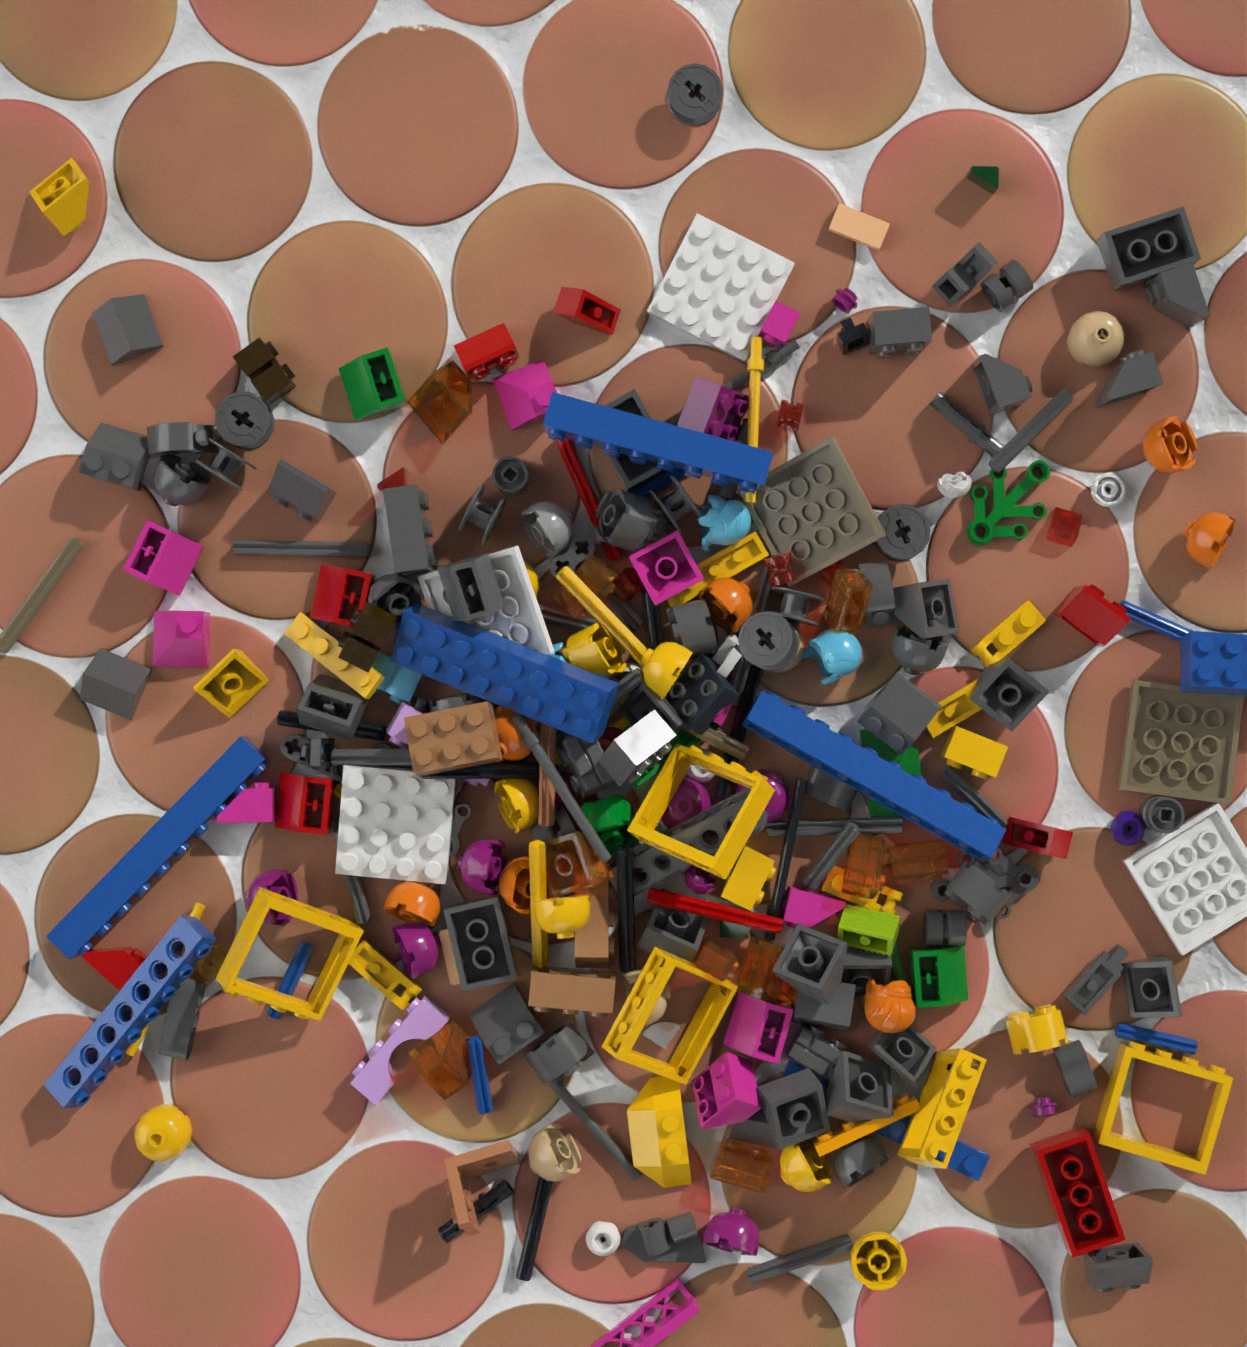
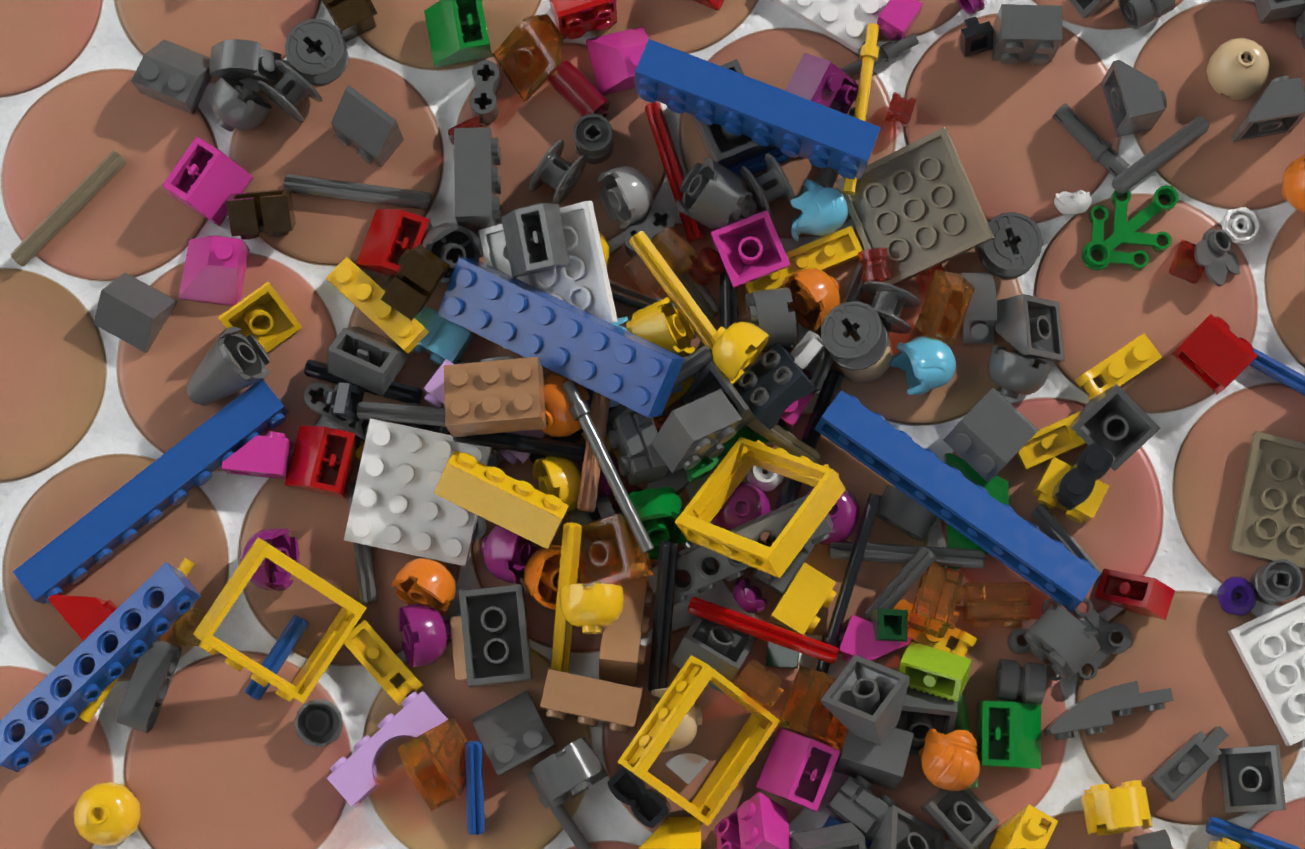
camera: 10 degrees right, 10 degrees down
(210, 729) = (228, 367): none -> dark grey cone
(216, 581) = (261, 212): none -> dark brown piece
(336, 1034) = (318, 722): none -> dark grey hair
(406, 441) = (485, 91): none -> dark grey axle
(471, 828) = (501, 499): none -> yellow brick
(493, 432) = (578, 90): none -> dark red brick
(629, 1076) = (645, 802): none -> black brick
(825, 893) = (890, 624): none -> dark green slope
(986, 738) = (1084, 472): none -> black brick
(1010, 944) = (1095, 710): none -> dark grey slope
(1088, 522) = (1216, 256): none -> dark grey plate

